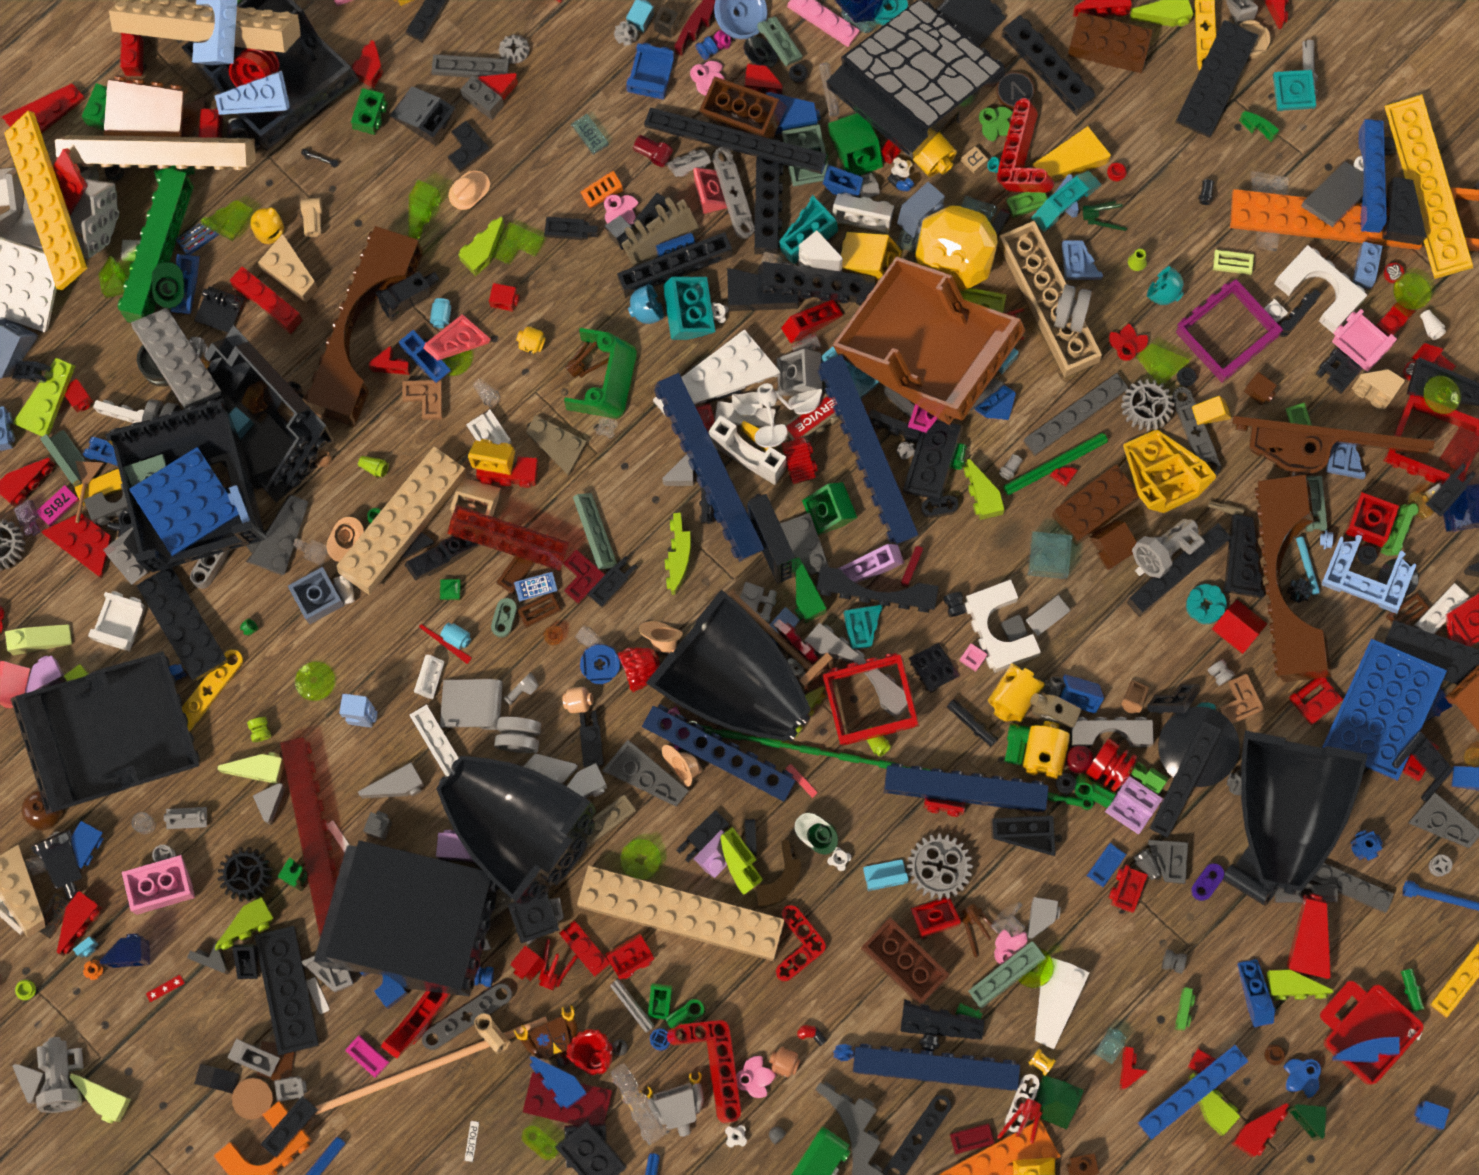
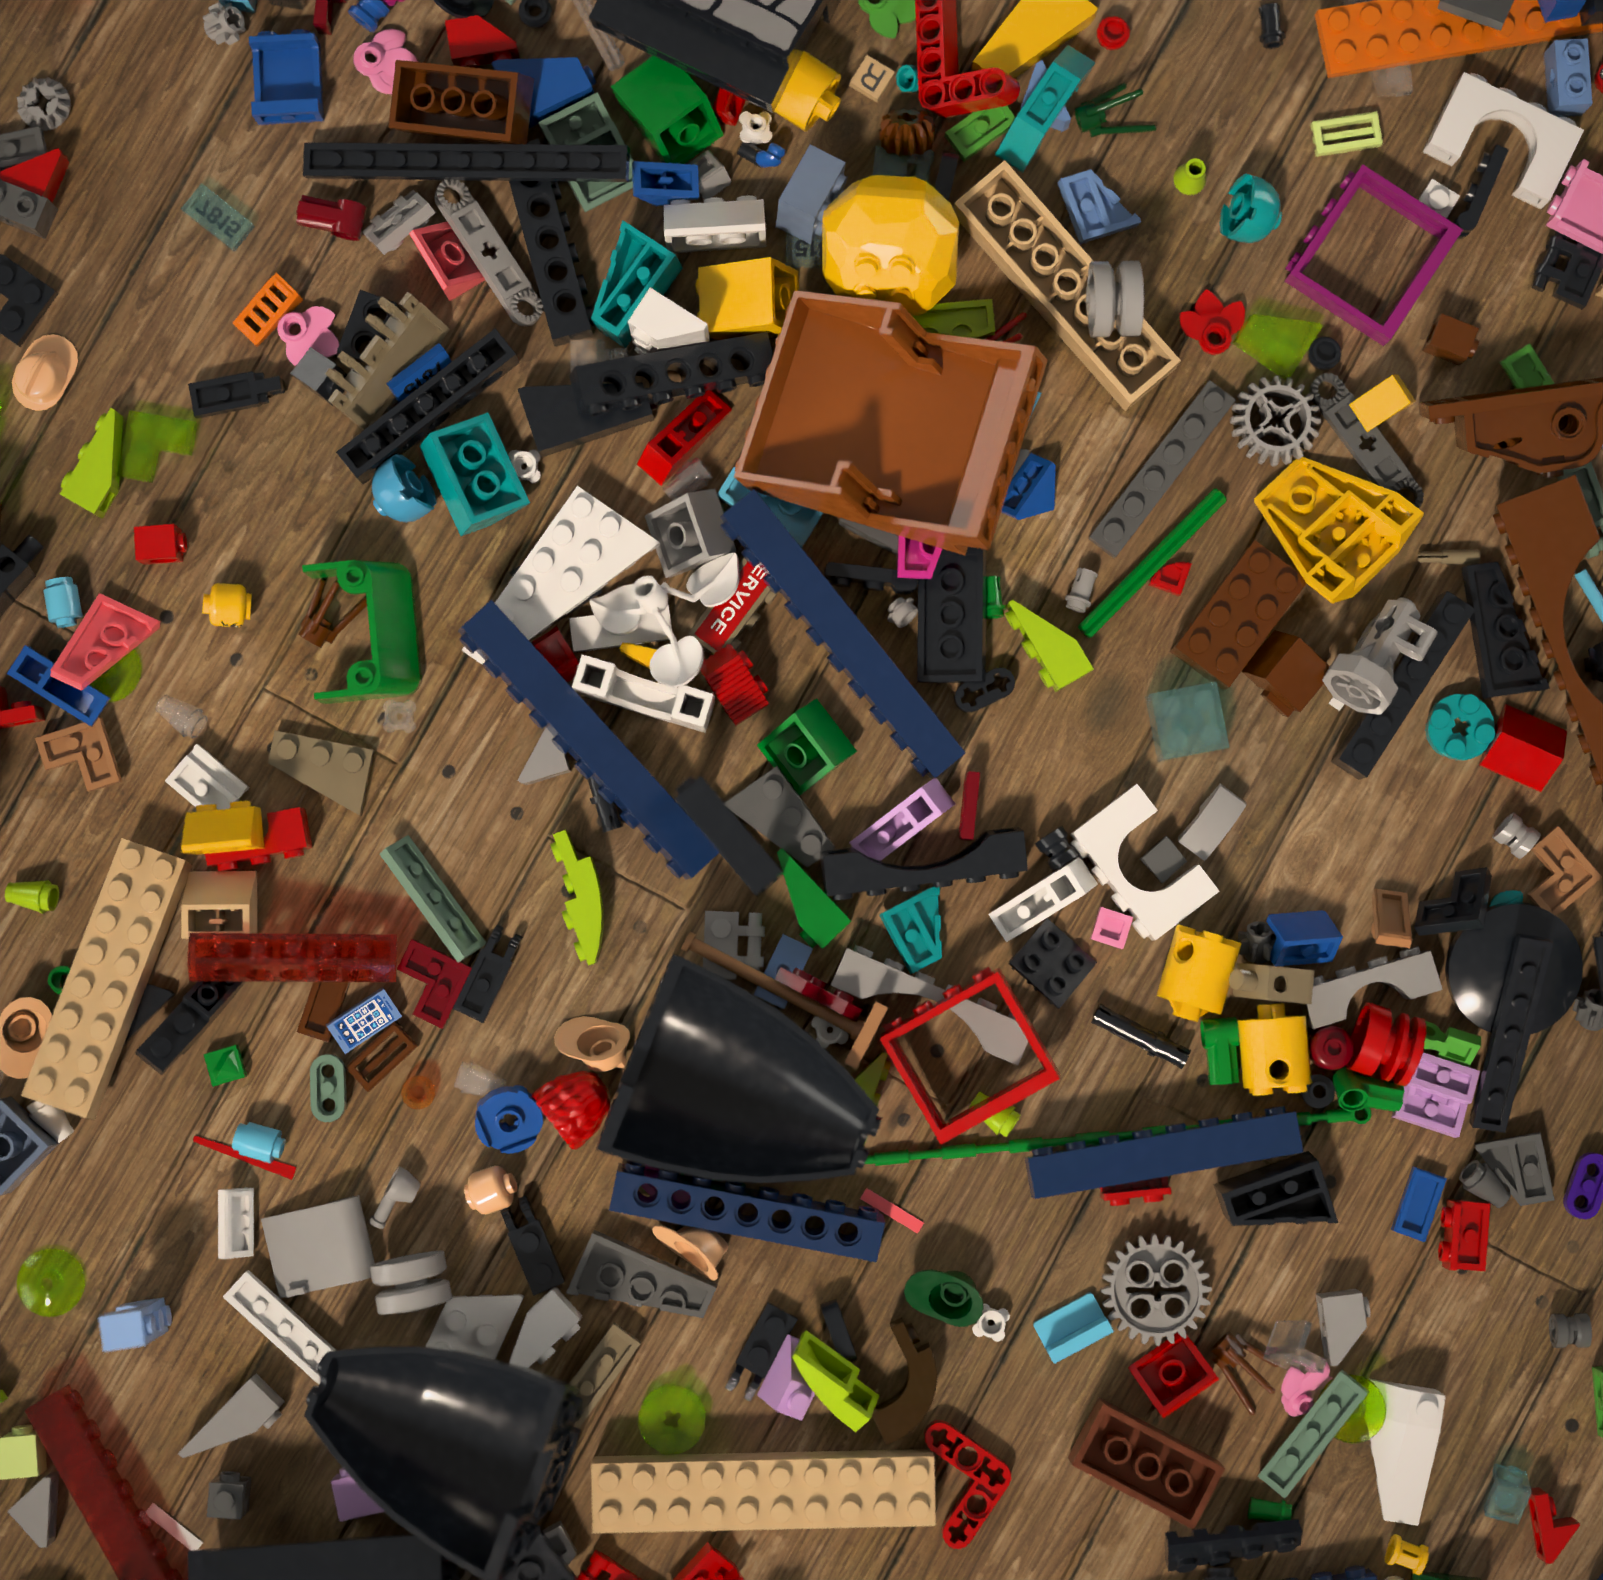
camera: 25 degrees left, 10 degrees up
(939, 629) = (1043, 899): none -> white slope
(984, 192) = (907, 132): none -> reddish brown gear

